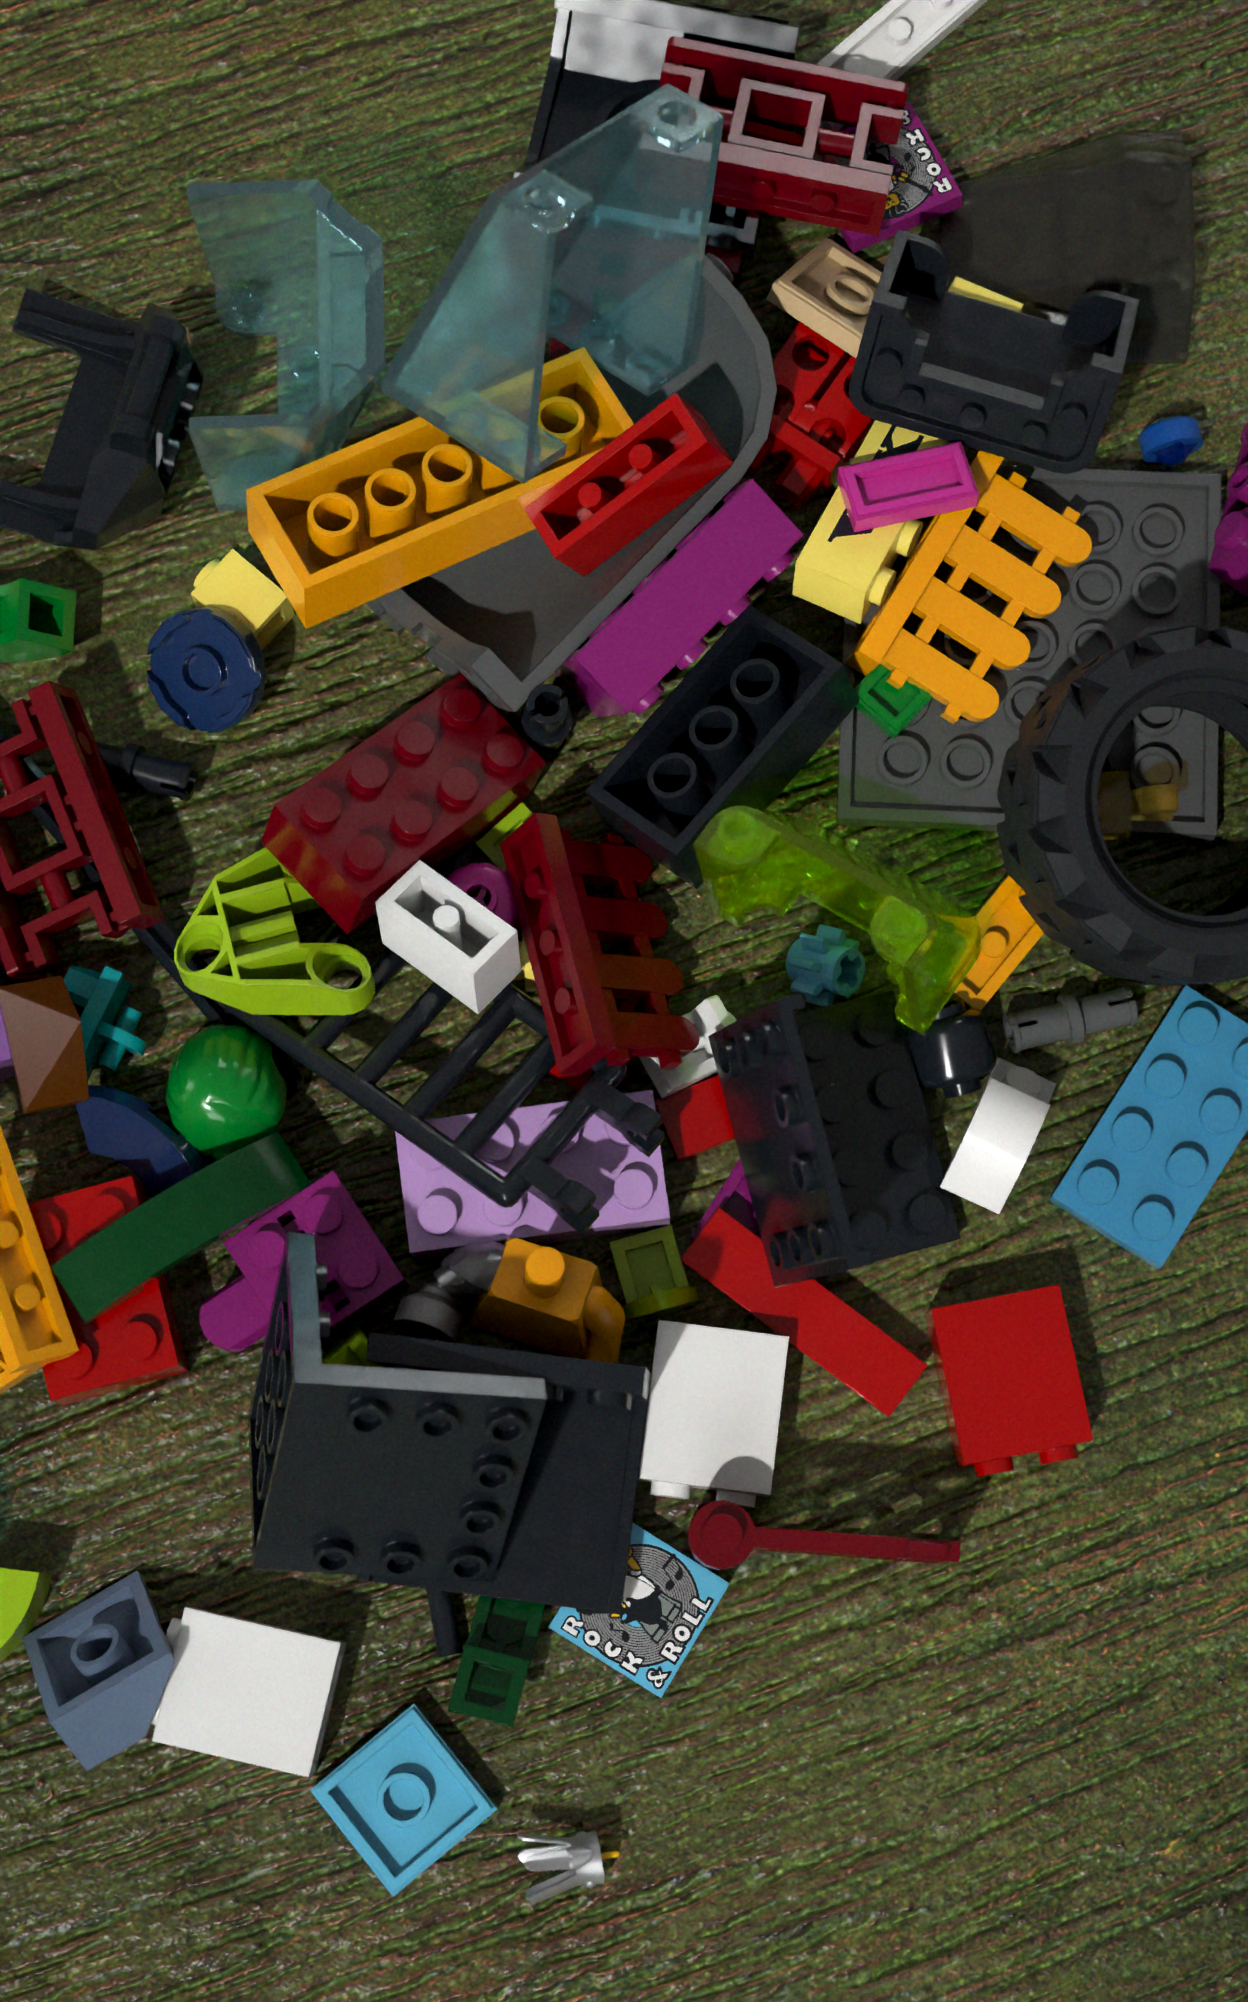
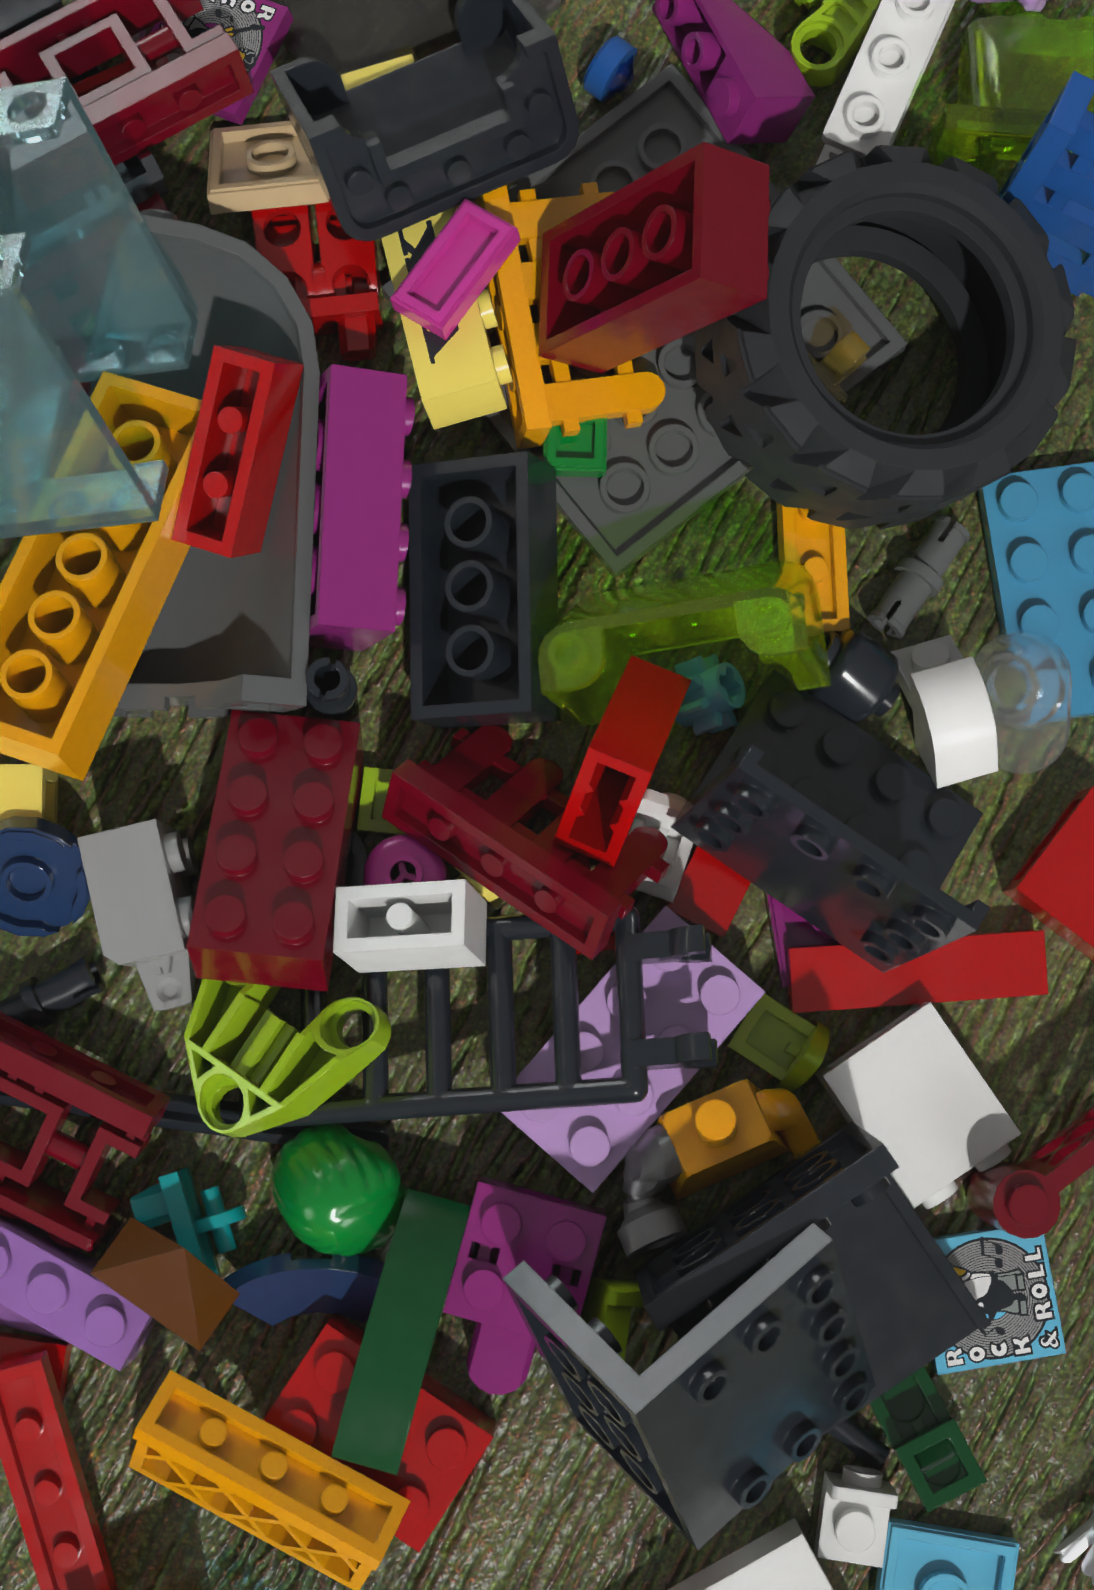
camera: 40 degrees left, 5 degrees up
(271, 750) = (145, 904): none -> light grey hinge
(391, 1677) = (854, 1516): none -> white bracket
(713, 951) = (621, 760): none -> red brick
(1052, 599) = (656, 260): none -> dark red brick
(1067, 1176) = (1028, 697): none -> clear cap

